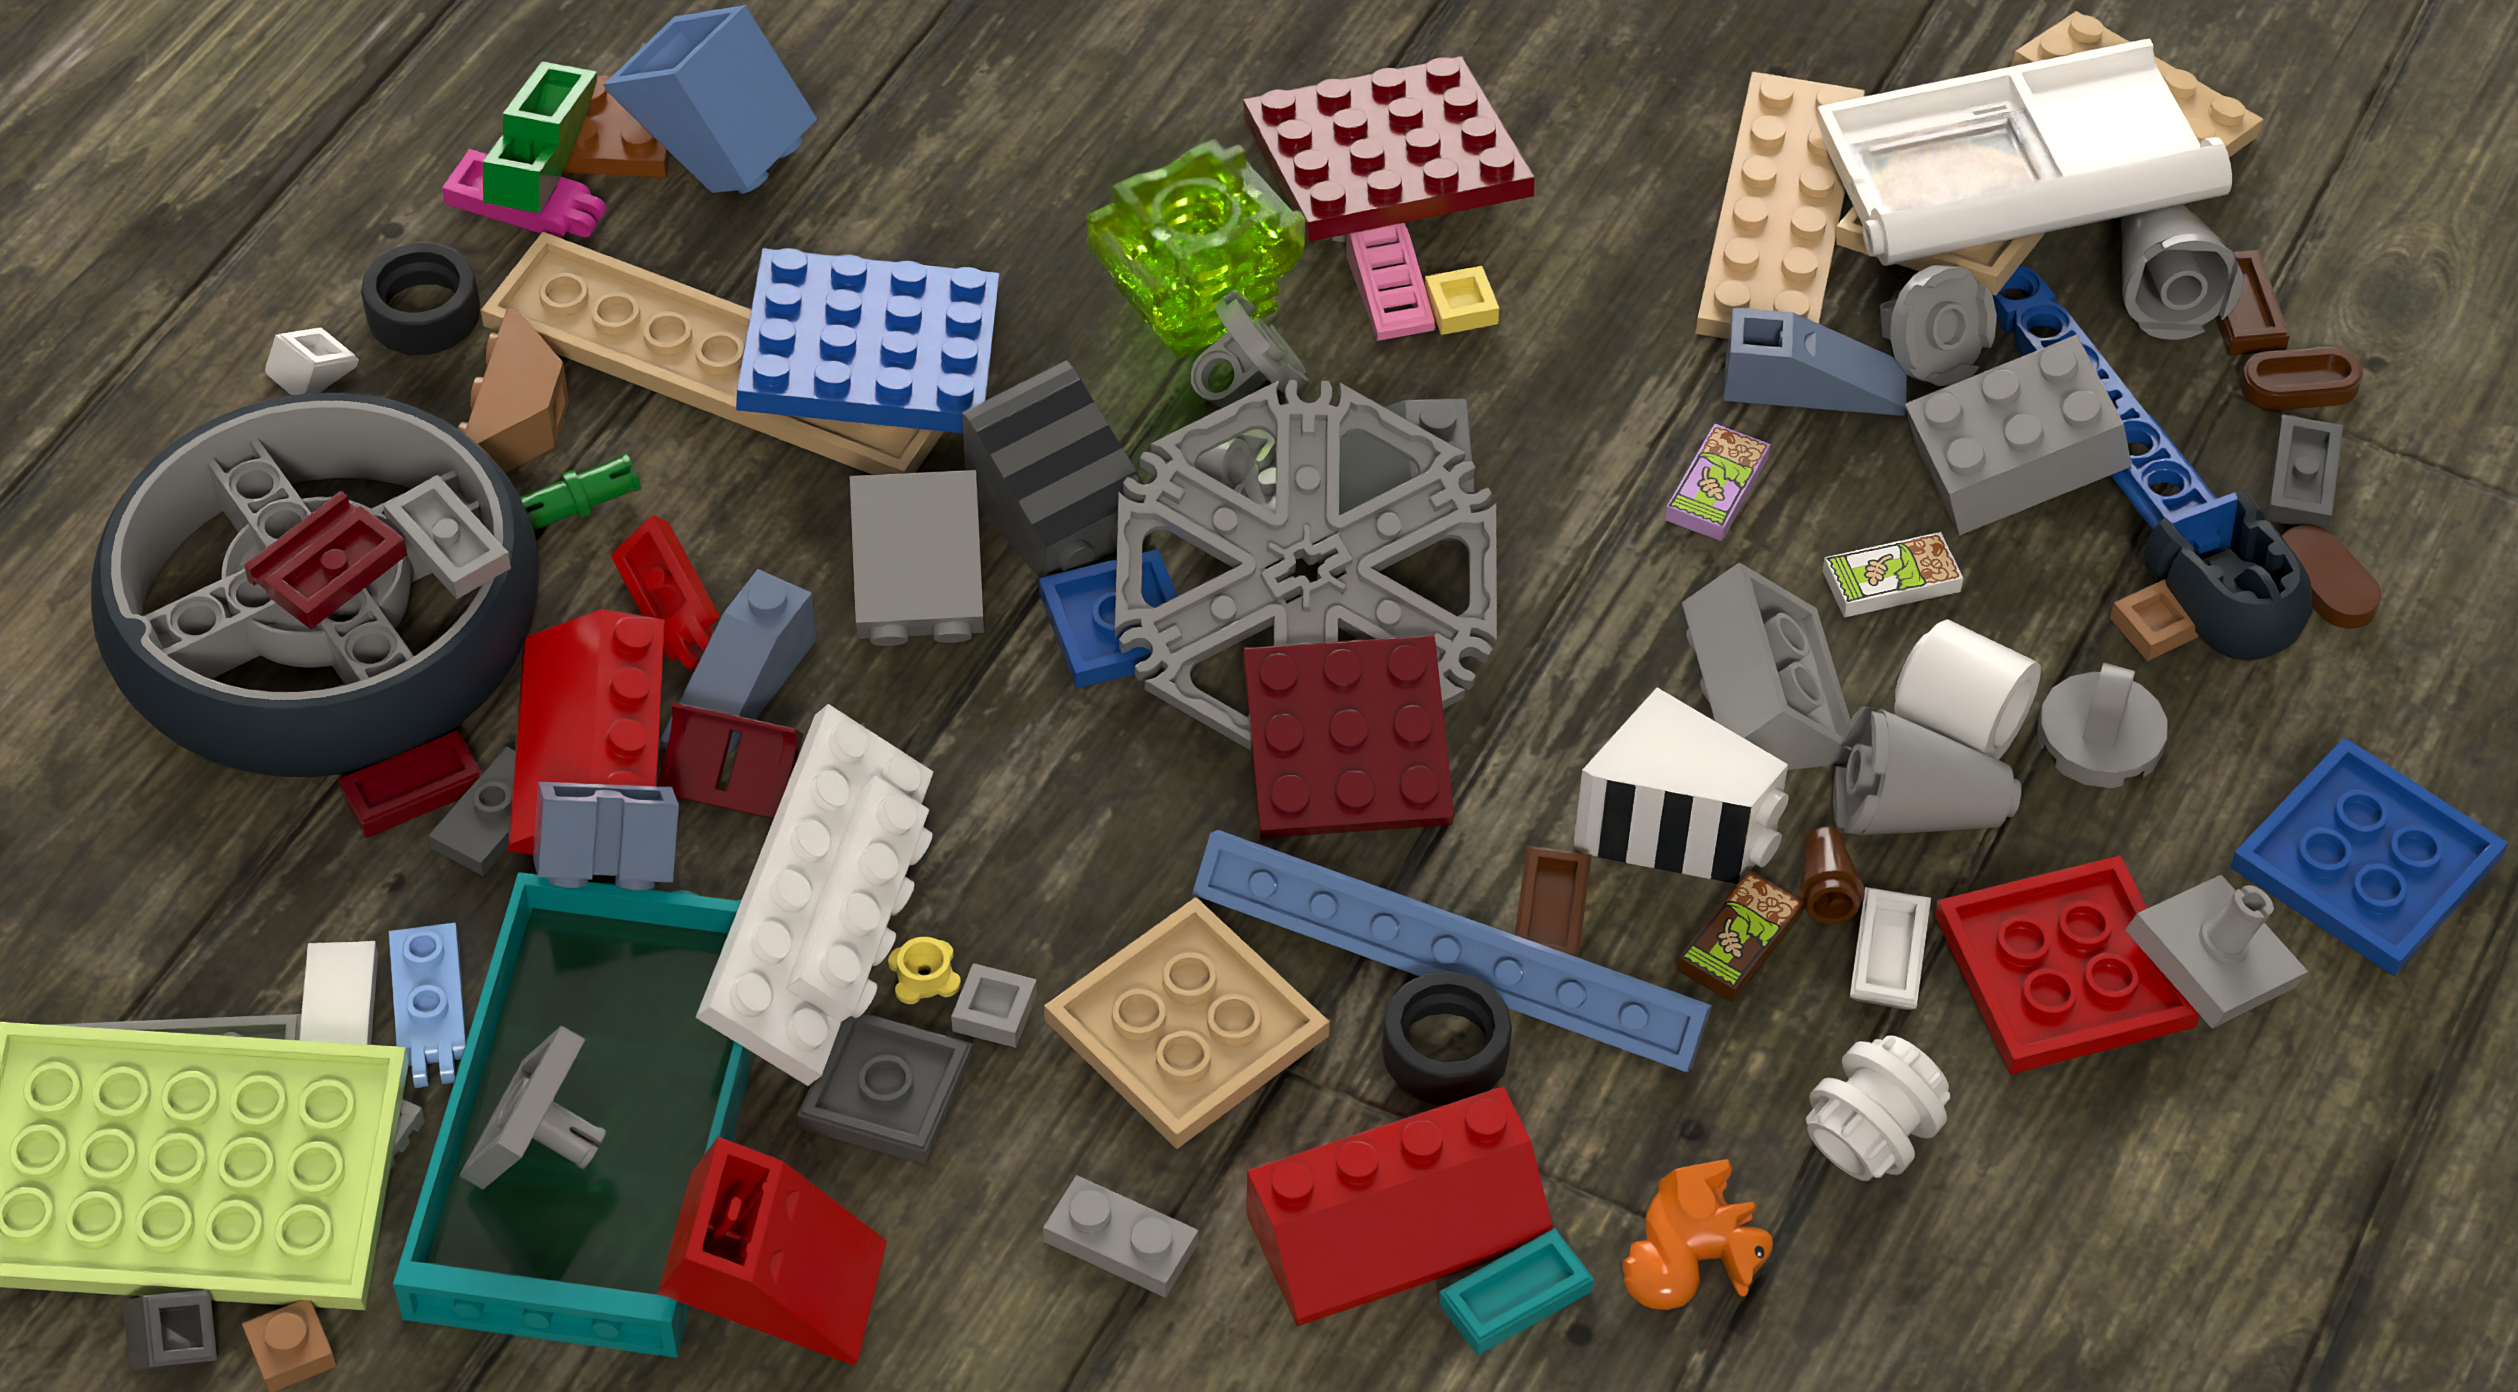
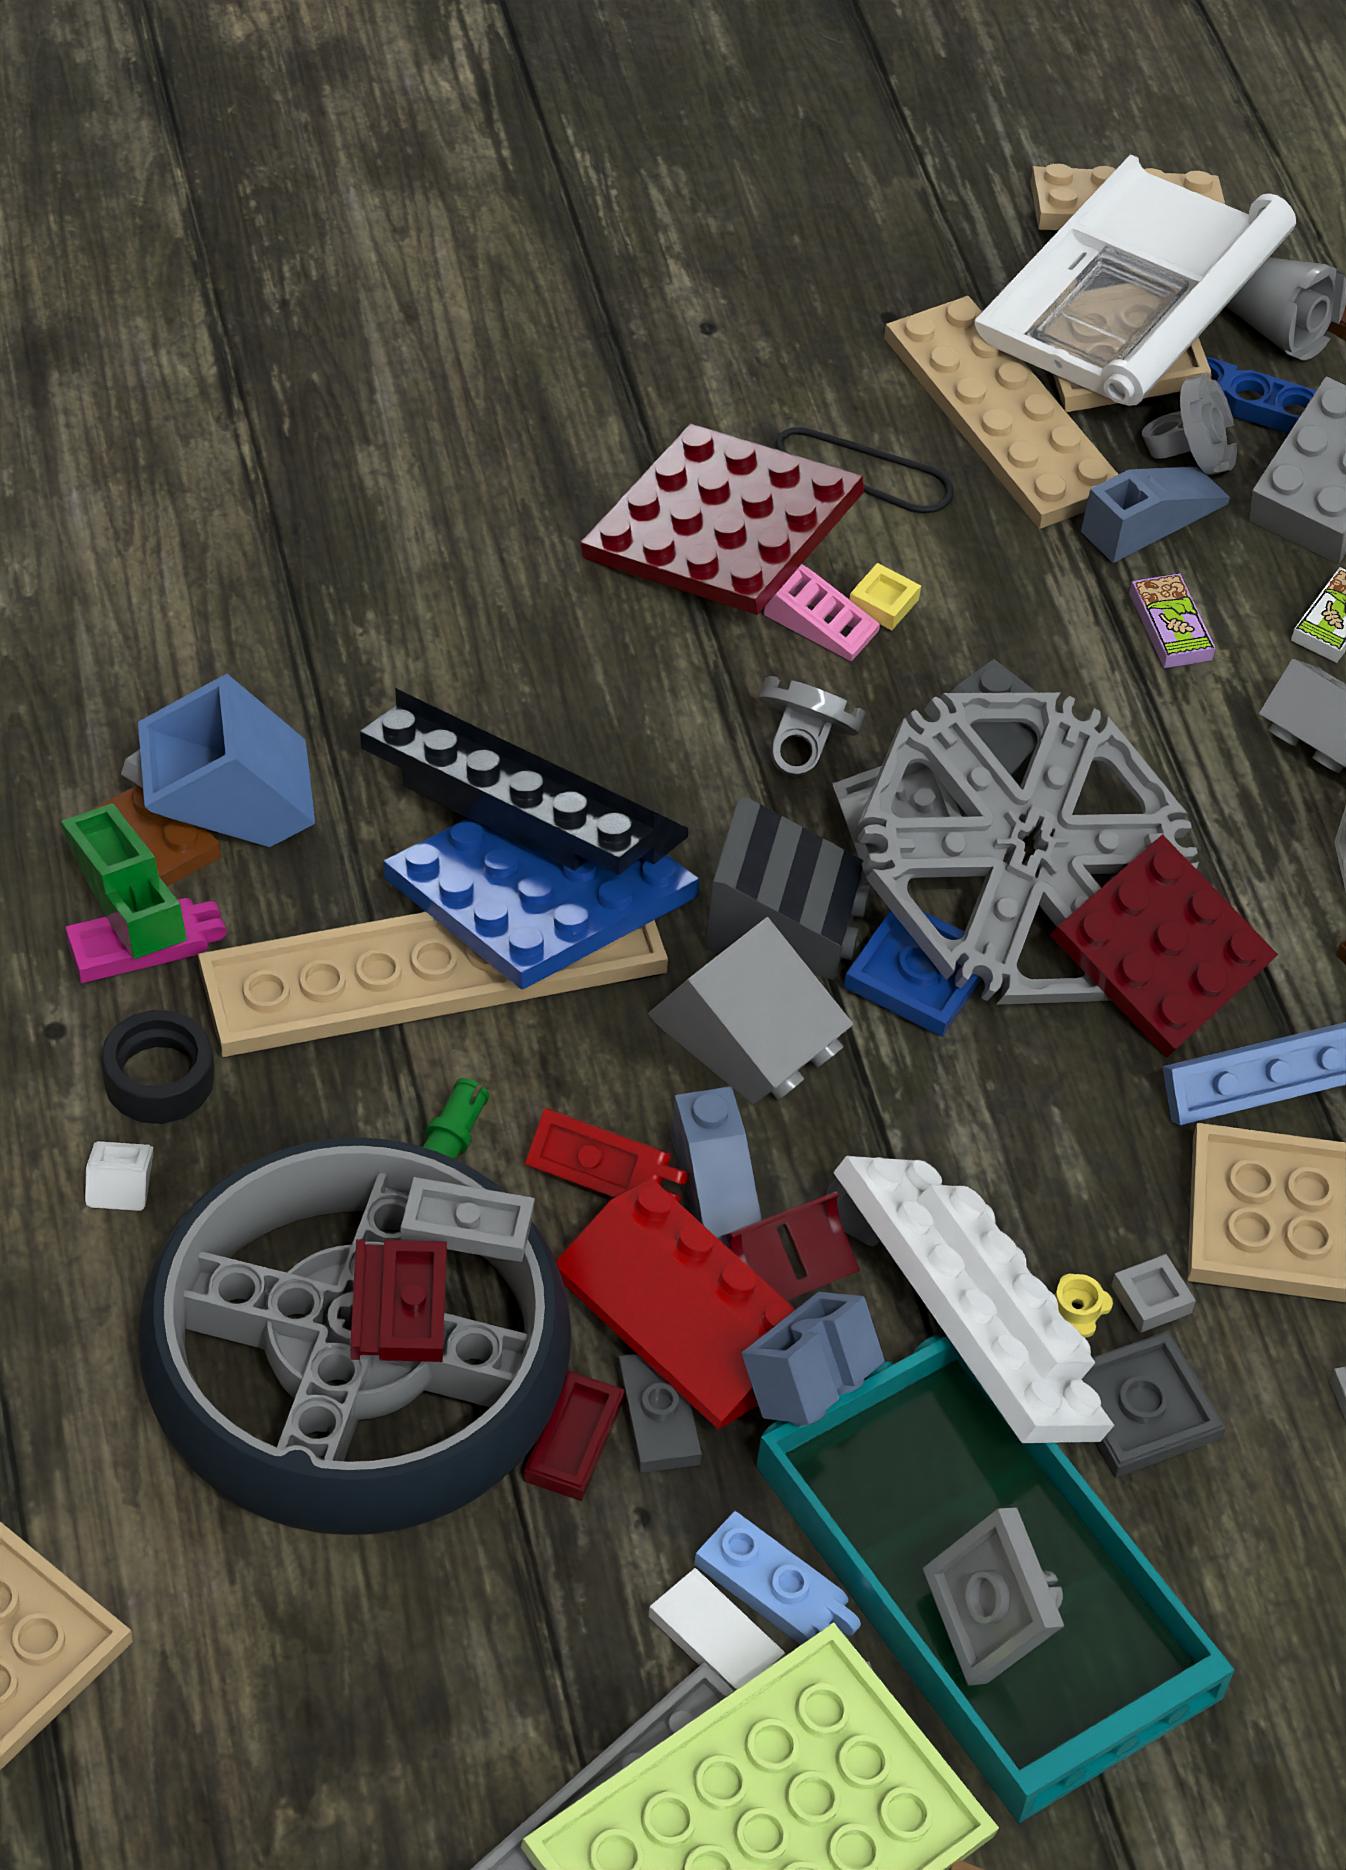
camera: 45 degrees left, 0 degrees up
(520, 397) = (319, 1081): medium nougat slope -> none
(773, 1253) = (1236, 1572): red slope -> none
(927, 252) = (516, 790): none -> black slope
(1193, 236) = (708, 663): clear neon green piece -> none
(1617, 258) = (883, 455): none -> black piece

